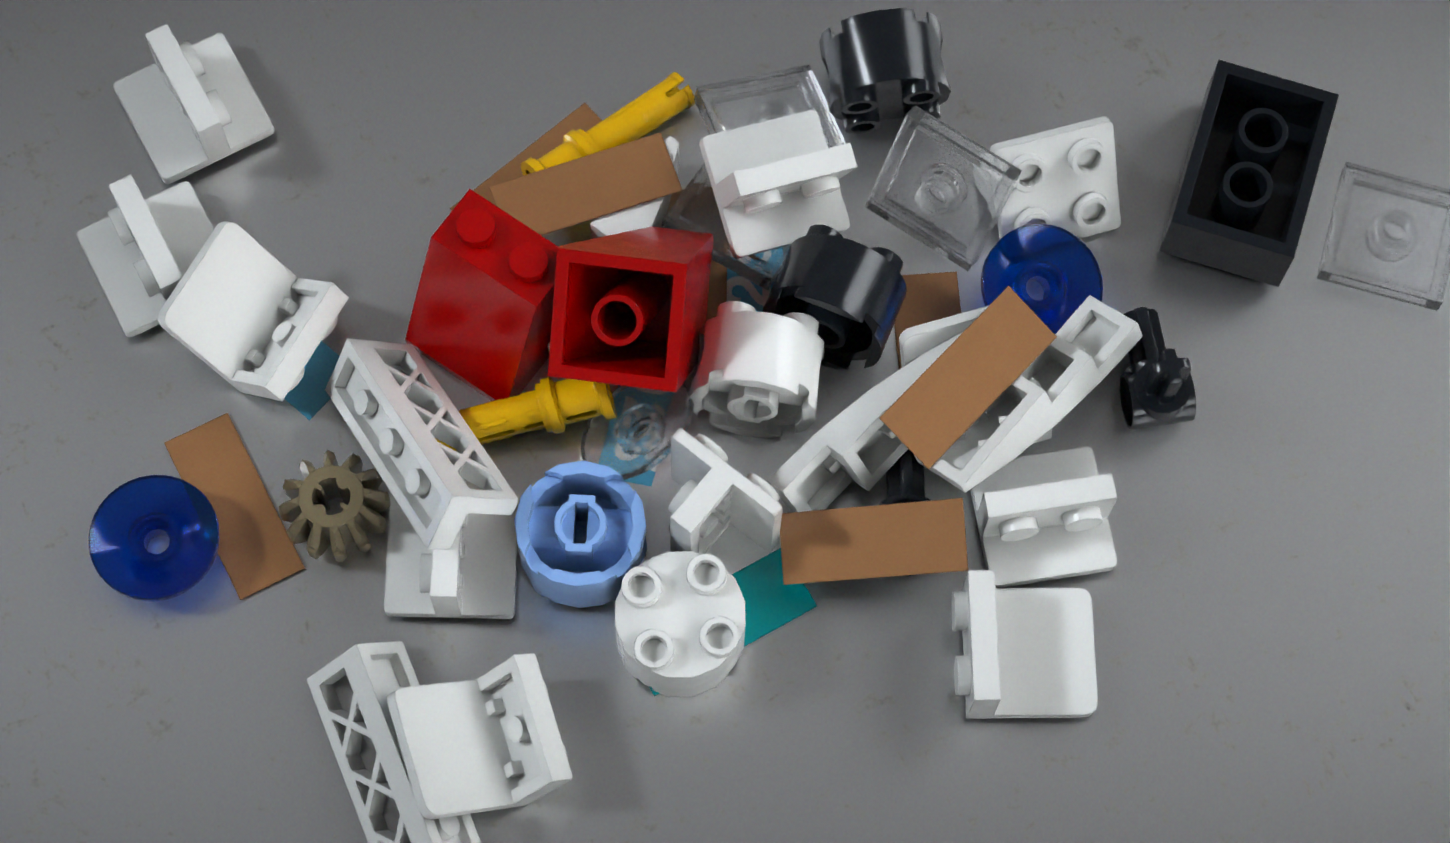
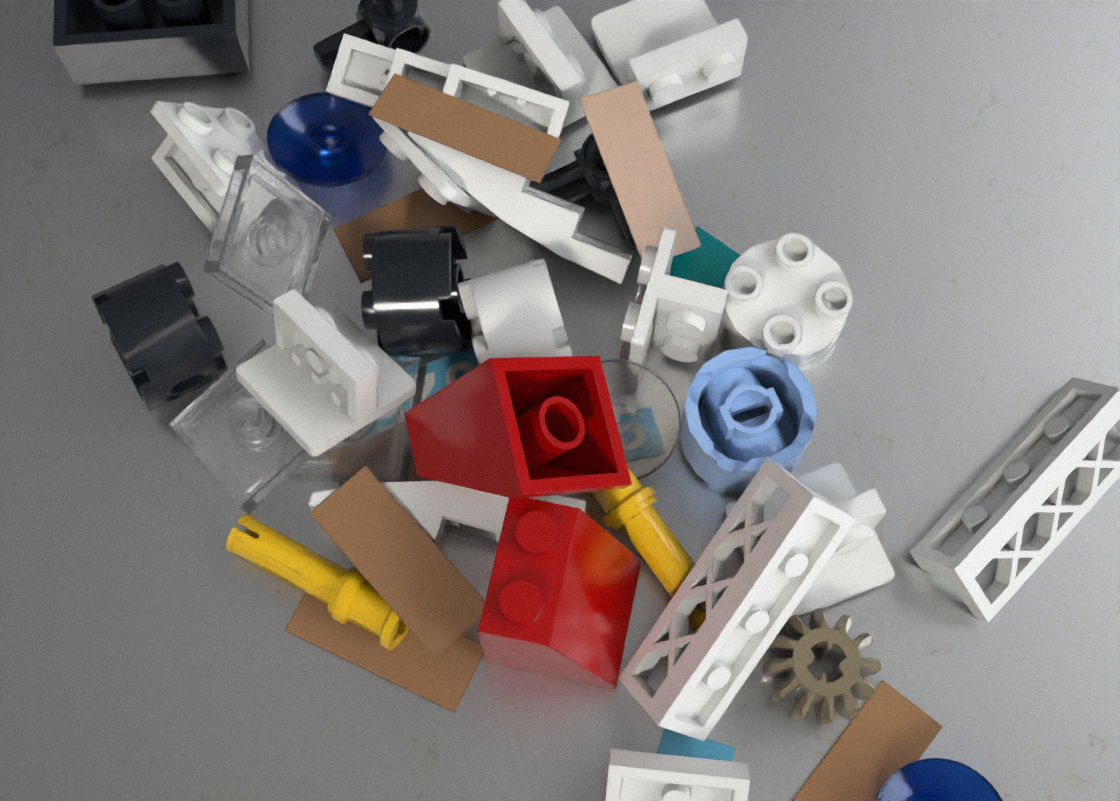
camera: 110 degrees left, 0 degrees up
(480, 740) = (971, 430): white bracket -> none

